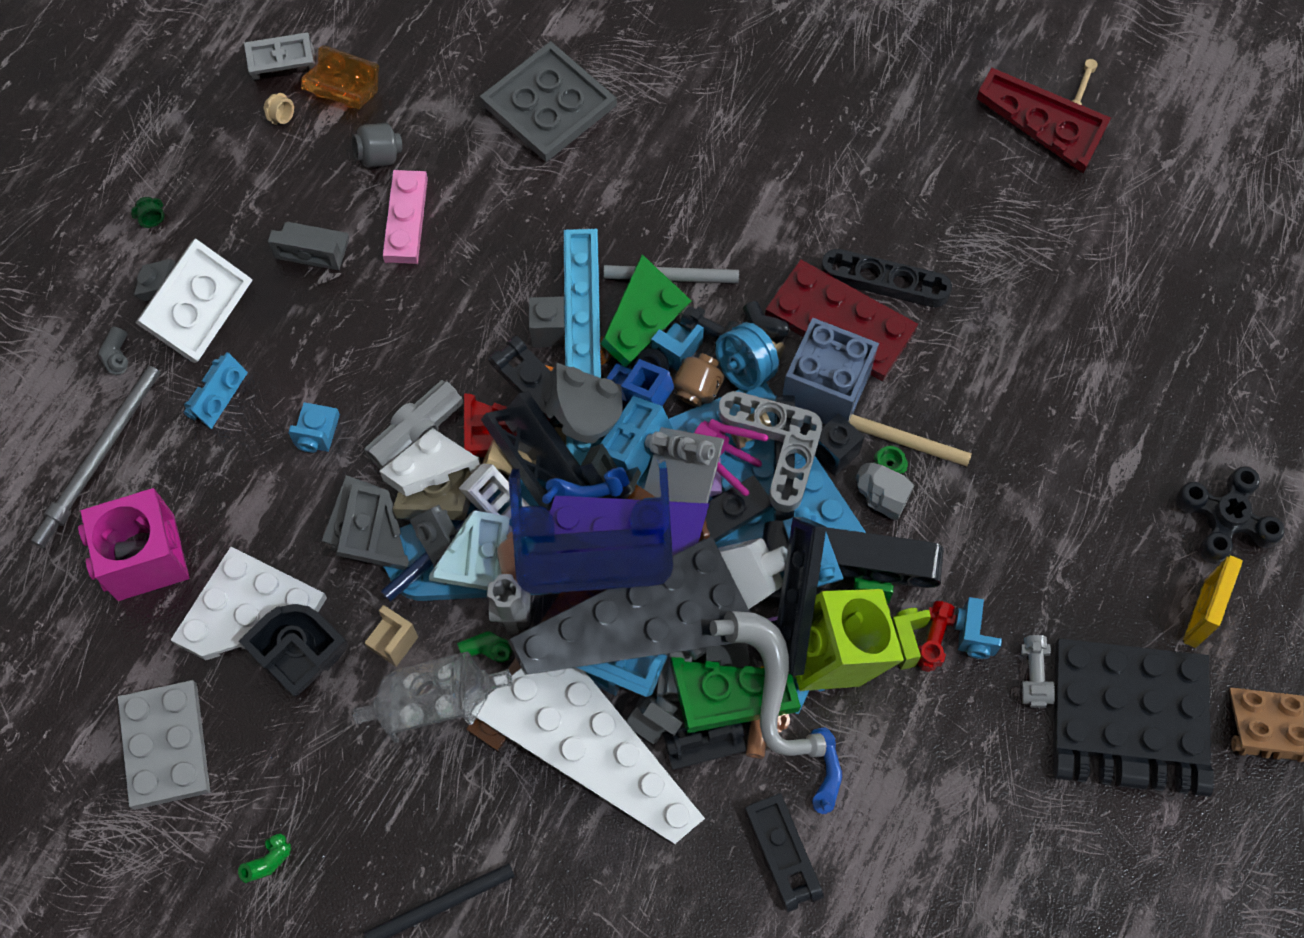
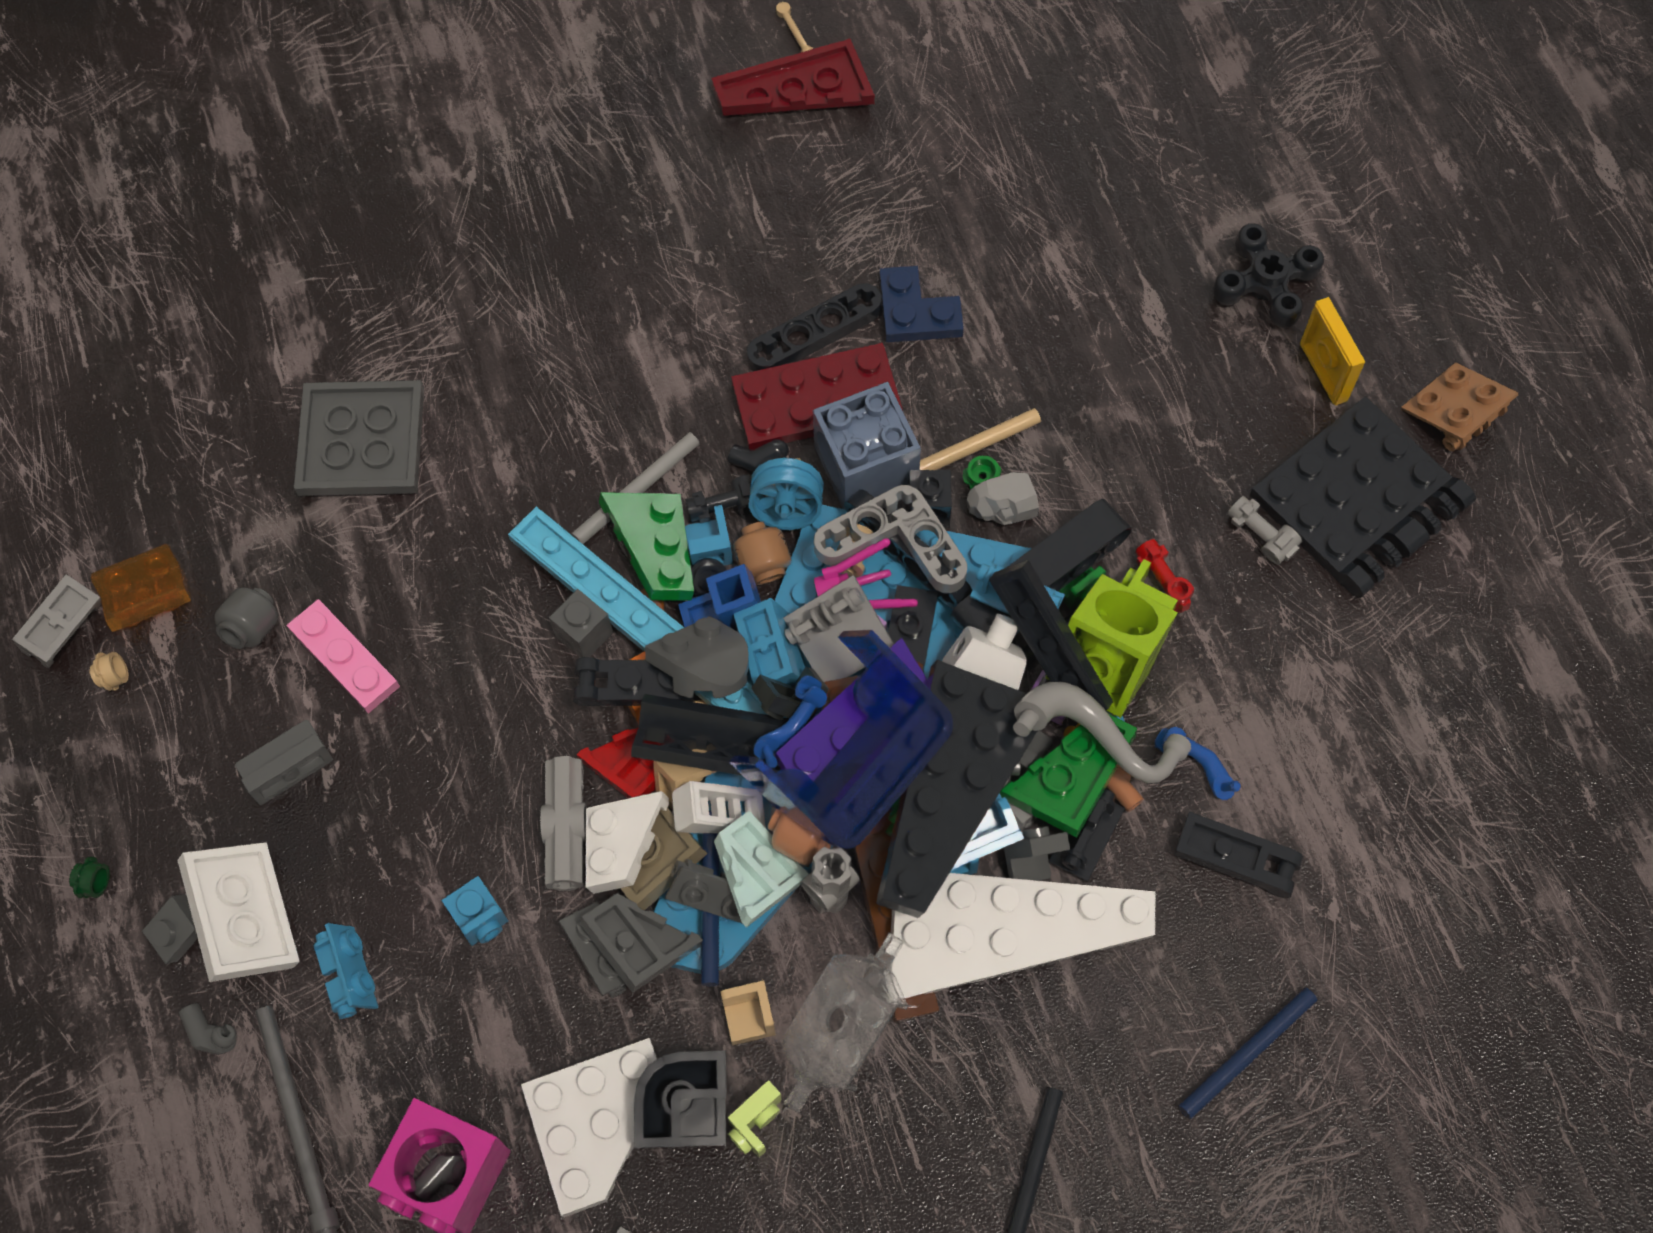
camera: 45 degrees left, 0 degrees up
(332, 695) = (758, 1111): none -> yellowish green bracket
(489, 645) = (833, 937): green arm -> none
(957, 323) = (912, 317): none -> dark blue plate
(969, 624) = (1186, 545): dark azure bracket -> none

